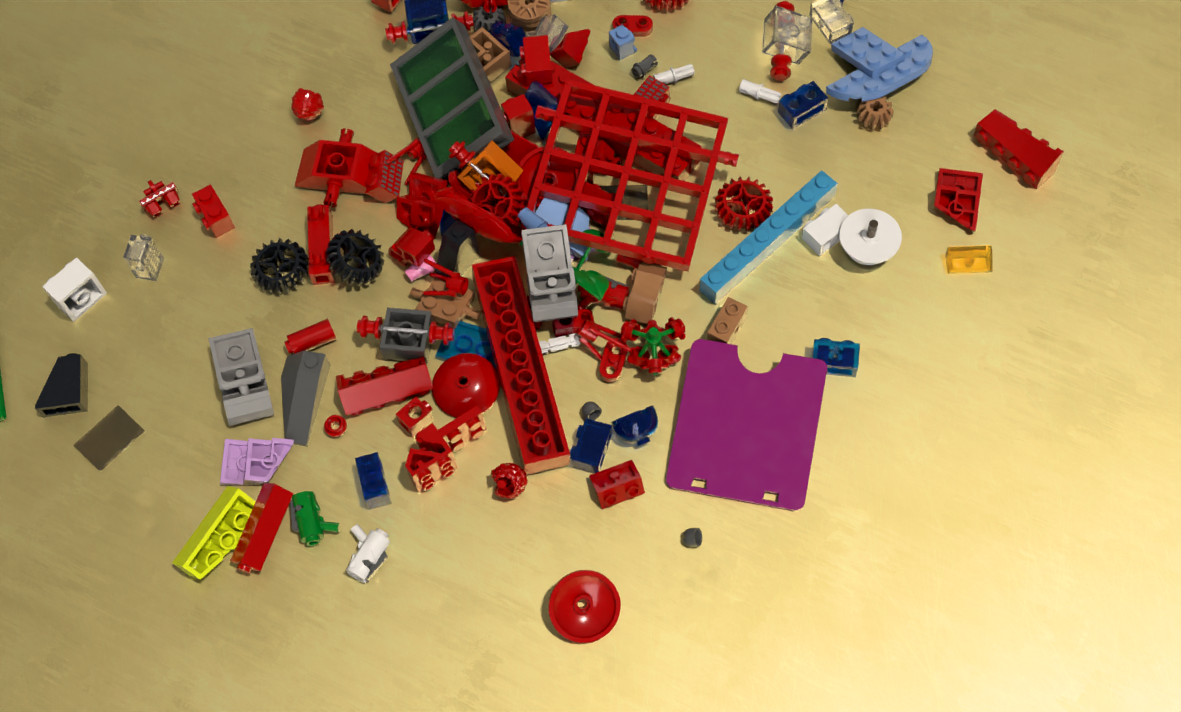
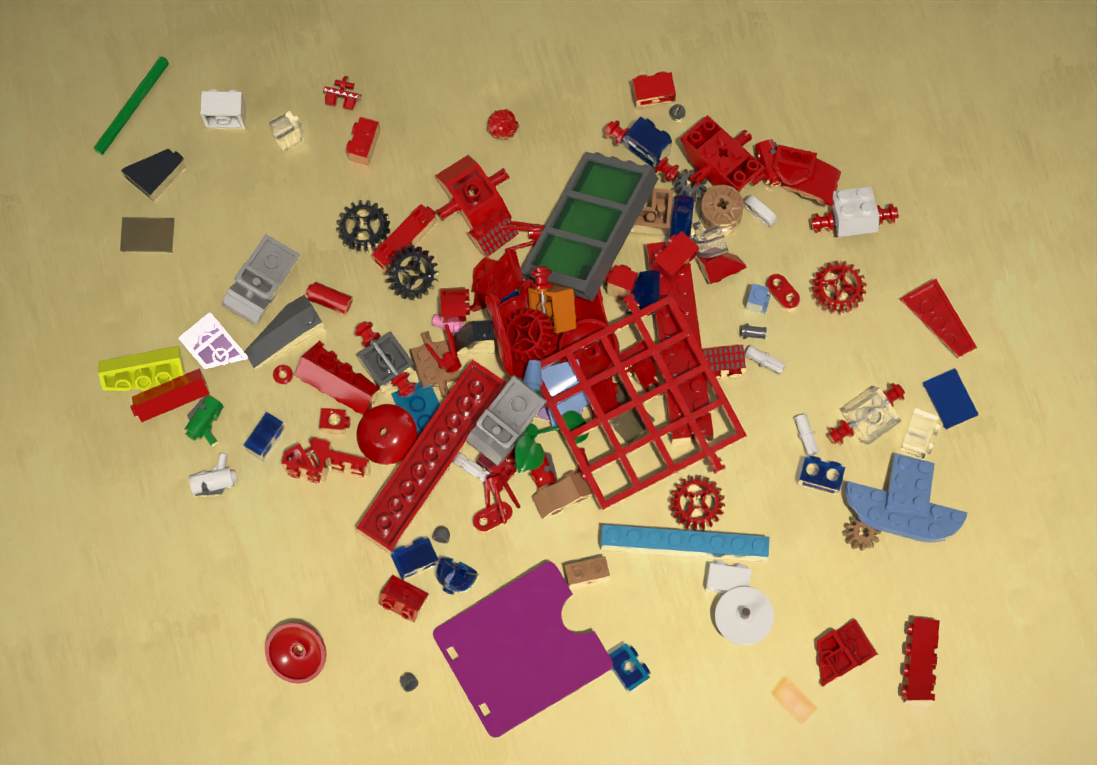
camera: 45 degrees right, 10 degrees up
(509, 479) = (342, 526): red piece -> none
(653, 334) = (534, 529): red plant -> none

